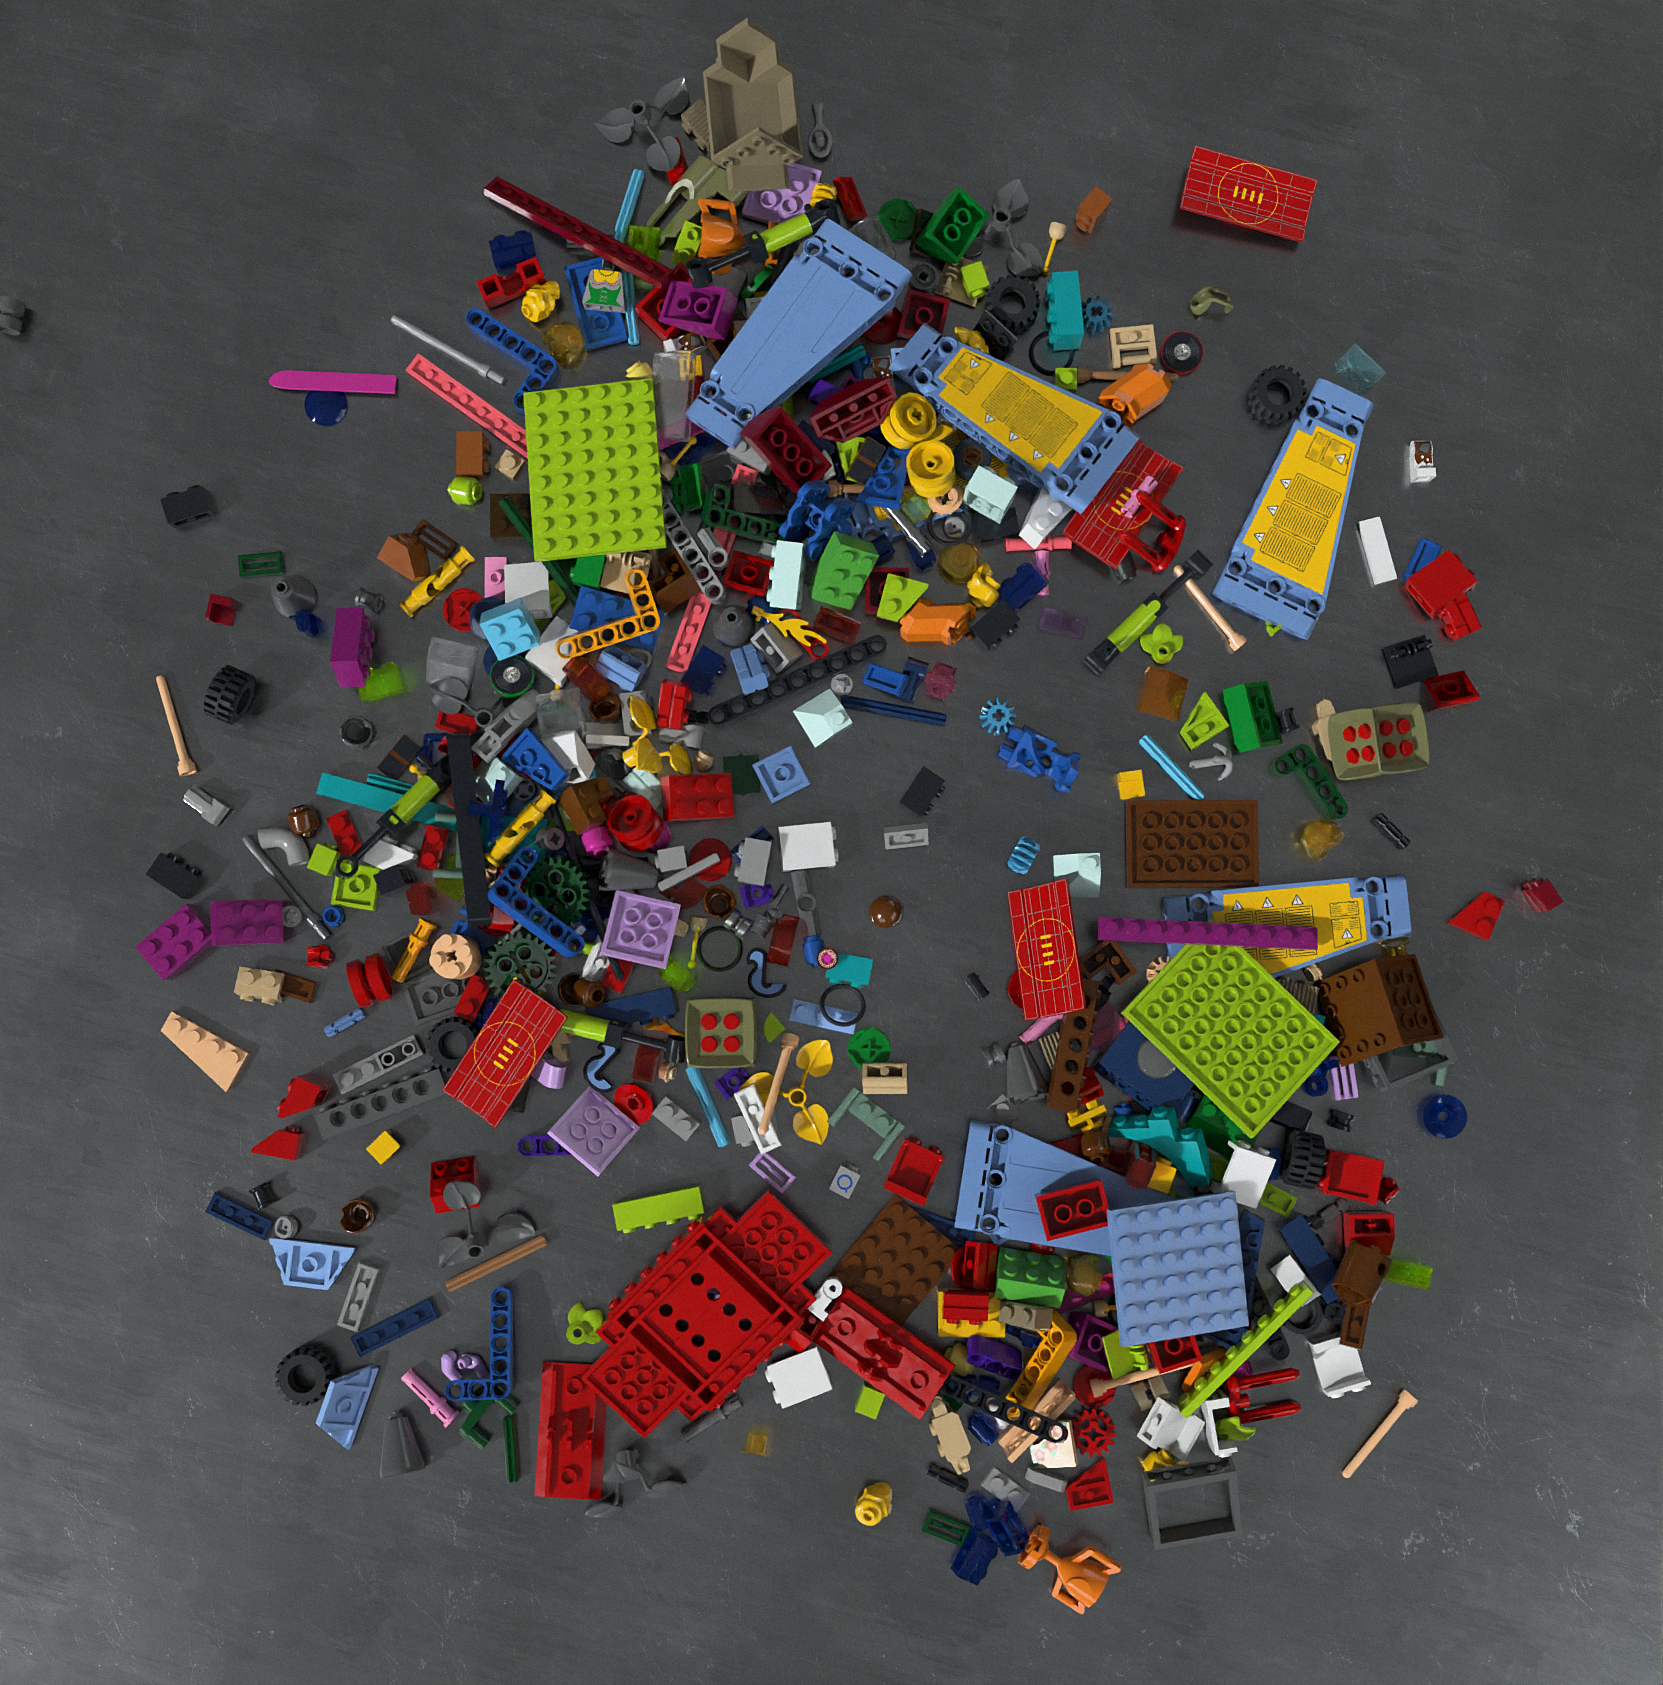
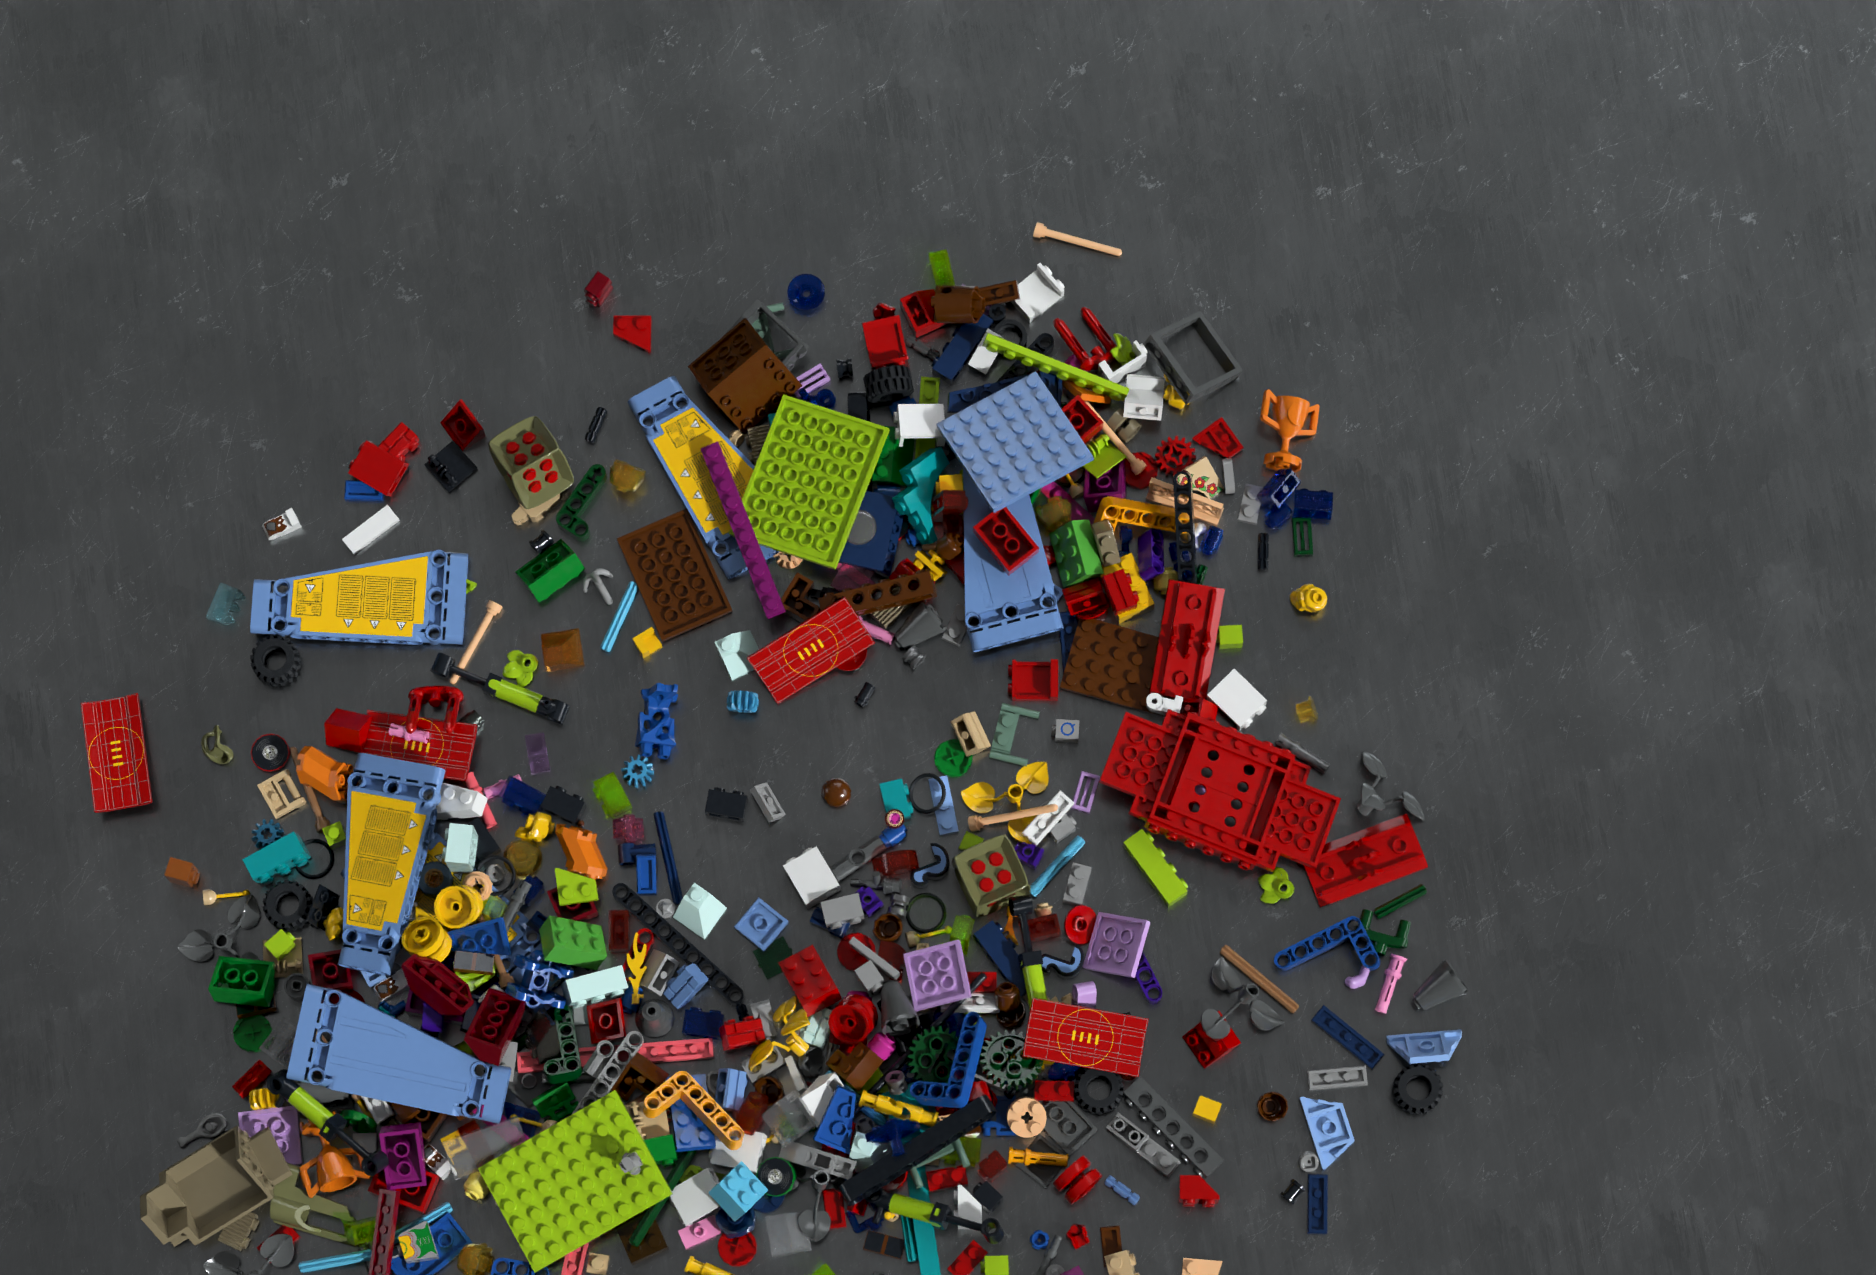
camera: 110 degrees left, 10 degrees down
(282, 1144) = (1243, 1195): red slope -> none
(358, 890) = (1014, 1232): lime tile -> none
(473, 1362) = (1346, 960): lavender arm -> none
(579, 527) = (631, 1163): none -> light grey plate
(687, 243) = (348, 1194): lime hinge -> none
(703, 760) = (777, 992): tan plate -> none
(951, 1434) = (1228, 561): tan hinge -> none
(983, 679) = (612, 795): none -> clear neon green brick
(1172, 438) = (347, 730): none -> red slope
(1203, 723) = (572, 607): lime wing -> none
(1396, 946) = (688, 383): clear yellow piece -> none

